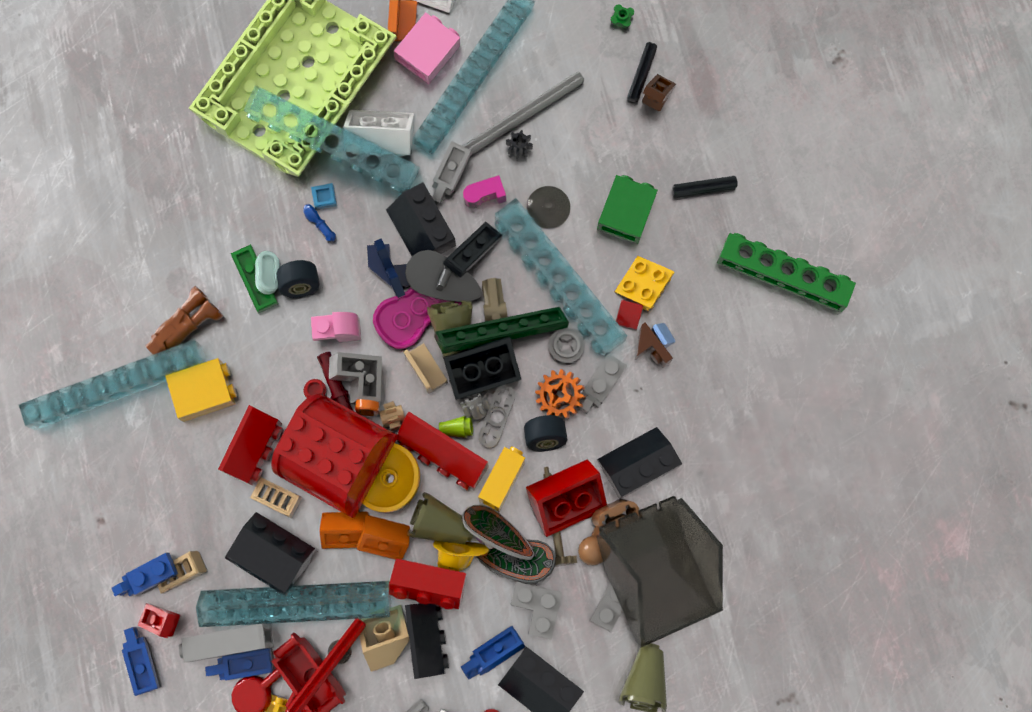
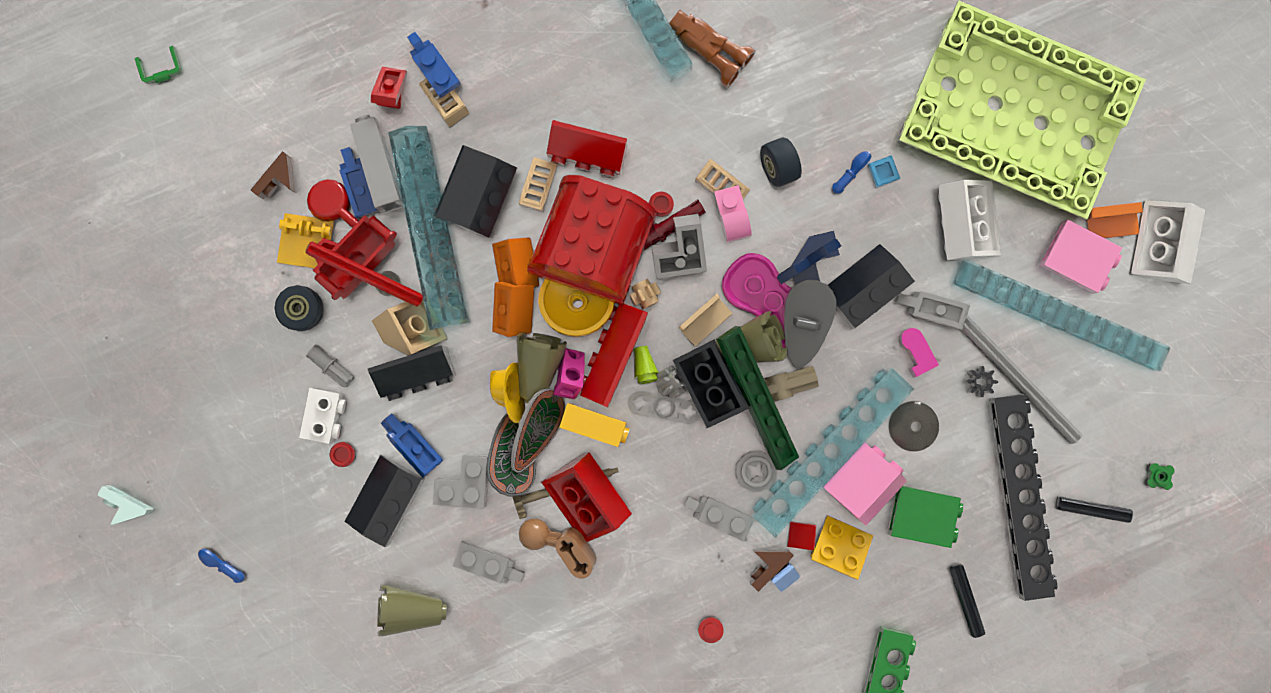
camera: 85 degrees right, 10 degrees up
(139, 663) = (343, 77): blue hinge -> none
(201, 389) = (641, 81): yellow brick -> none
(245, 263) = (775, 113): green tile -> none
(261, 97) = (977, 84): clear light blue brick -> none
(265, 272) = (787, 125): light aqua tile -> none
(296, 334) = (700, 179): none -> tan slope
(367, 407) = (648, 265): orange tile -> none
(427, 584) = (467, 364): red slope -> none
(453, 493) = (570, 374): none -> dark pink leg
(472, 249) = (847, 350): black tile -> none
(545, 433) = (652, 463): black wheel -> none
(563, 386) = (689, 468): orange gear -> none
(591, 251) = (866, 483): none -> bright pink brick
(613, 134) = (1046, 583): none -> black brick
(639, 462) = (638, 570): black slope -> none
(657, 92) = (1073, 531): reddish brown slope -> none
(663, 568) = (525, 612): clear smoke windscreen -> none
(701, 407) = (710, 630): none -> red plate

